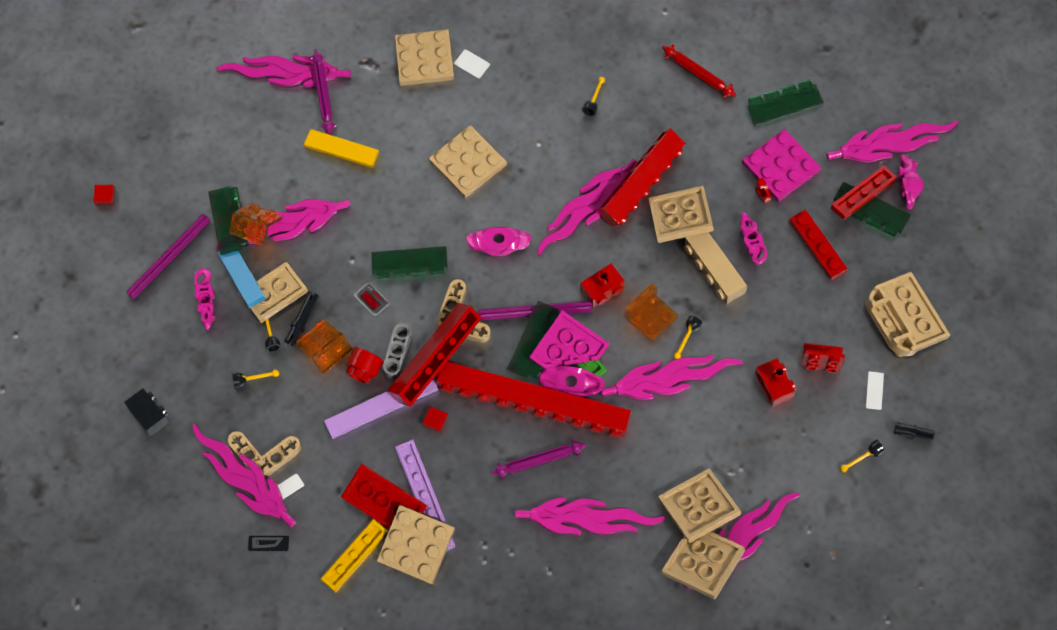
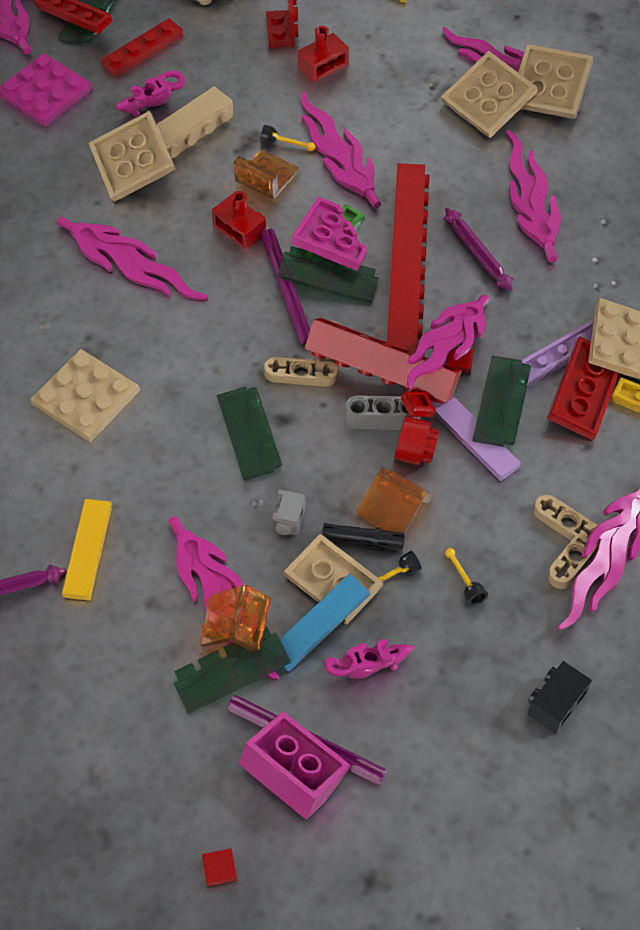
camera: 105 degrees left, 10 degrees down
(148, 241) = (293, 764): none -> dark pink slope
(290, 485) = (597, 501): white sticker -> none
(331, 273) = (289, 512): none -> light grey brick
(371, 299) = (311, 466): sticker -> none
(387, 368) = (418, 404): none -> red tile
(390, 435) = (502, 402): none -> clear green windscreen
(442, 411) = (464, 320): none -> dark pink piece
(513, 240) = (198, 352): dark pink piece -> none
(586, 384) = (374, 216): dark pink piece -> none
(641, 177) = (85, 203): red brick -> none
(762, 190) = (81, 98): red tile -> none

